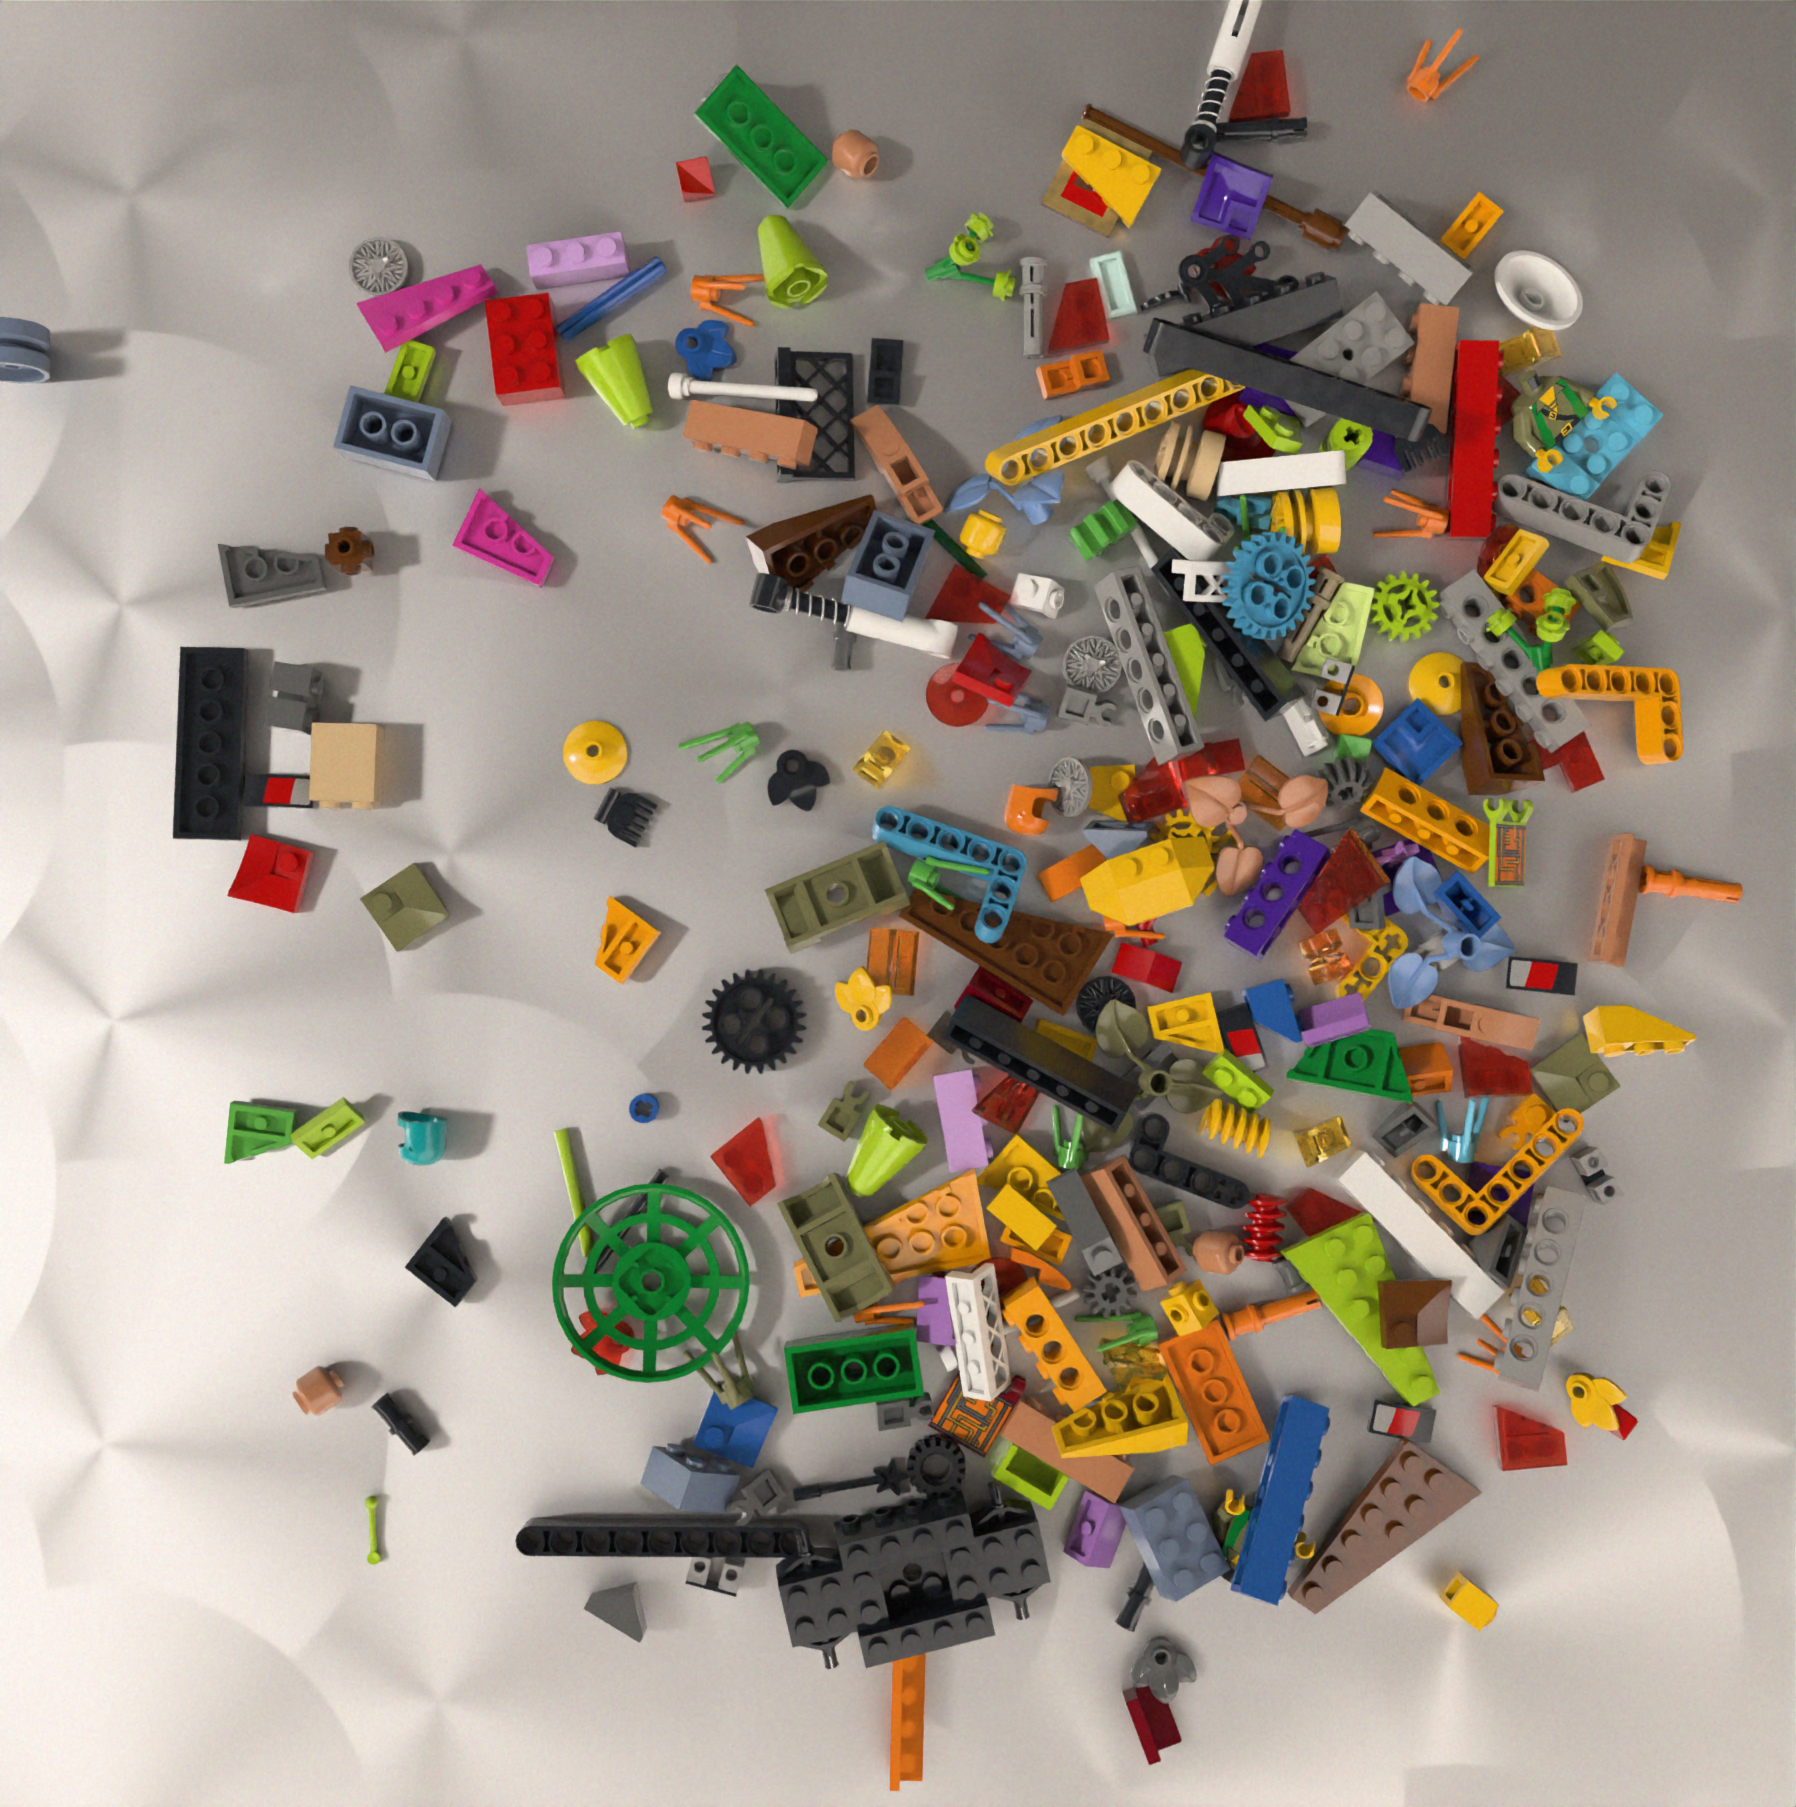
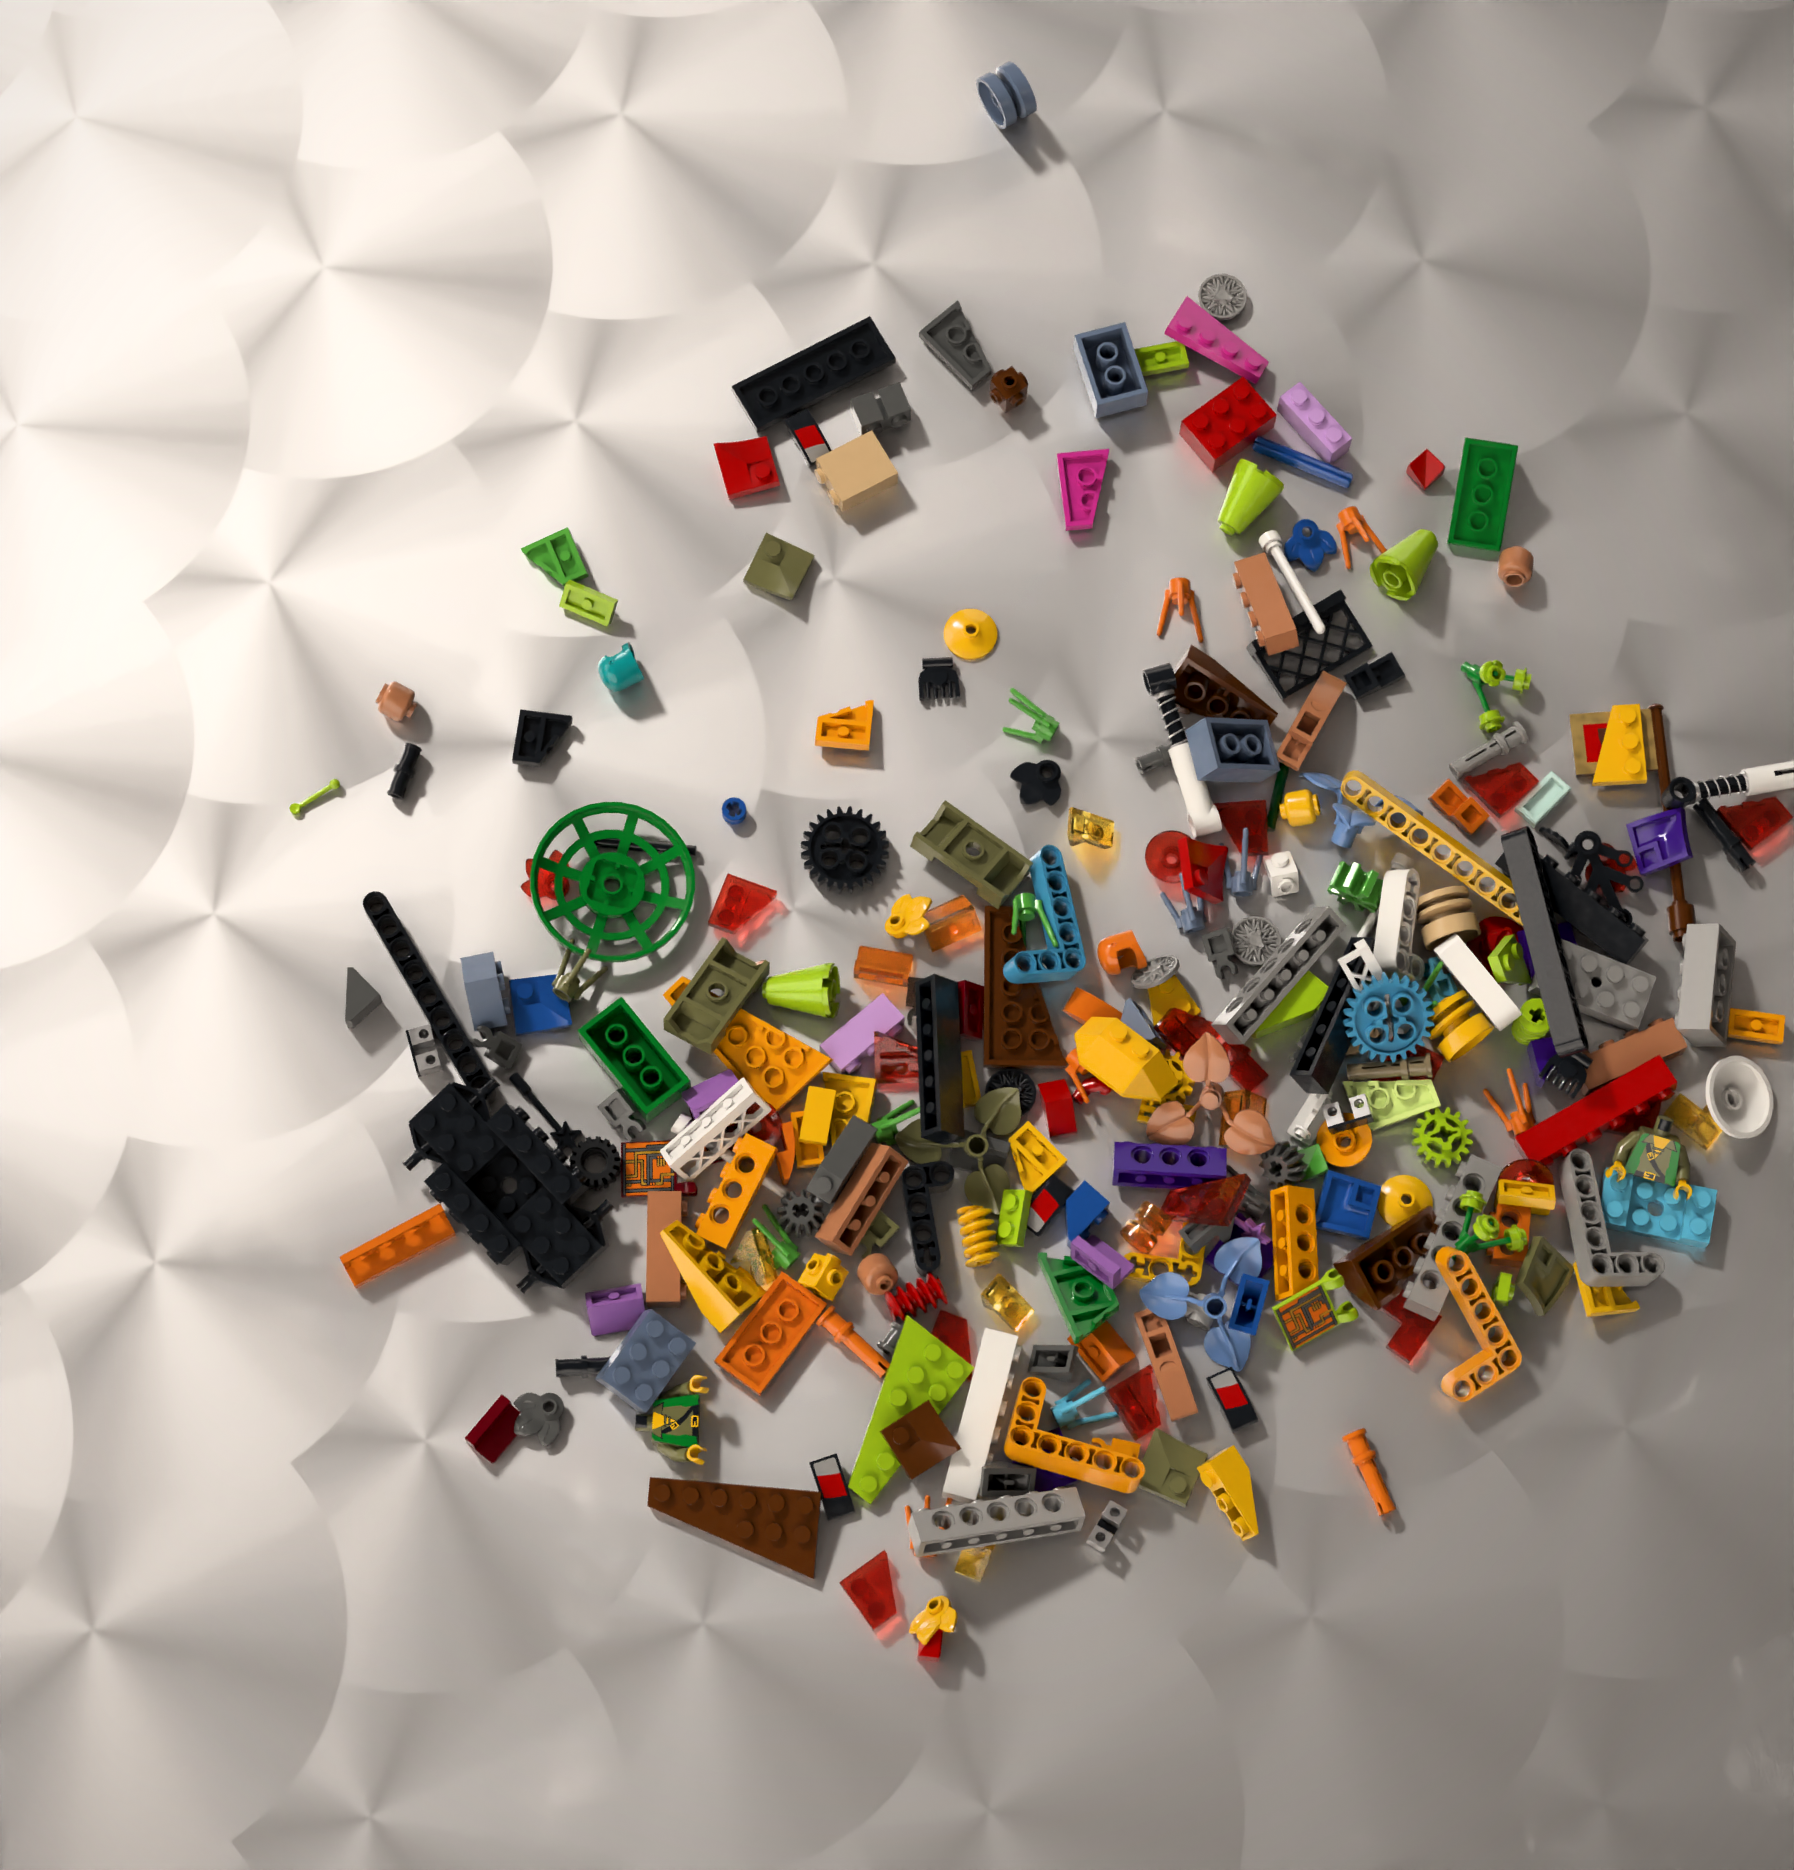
camera: 55 degrees right, 15 degrees down
(573, 1187) = (648, 793): lime bar -> none
(840, 1115) = (813, 950): olive plate -> none
(872, 1313) = (685, 1051): orange plant -> none
(1029, 1475) = (629, 1233): lime panel -> none
(1280, 1500) = (721, 1418): blue brick -> none
(1470, 1602) = (724, 1616): yellow brick -> none
(1617, 900) = (1325, 1424): nougat fence -> none

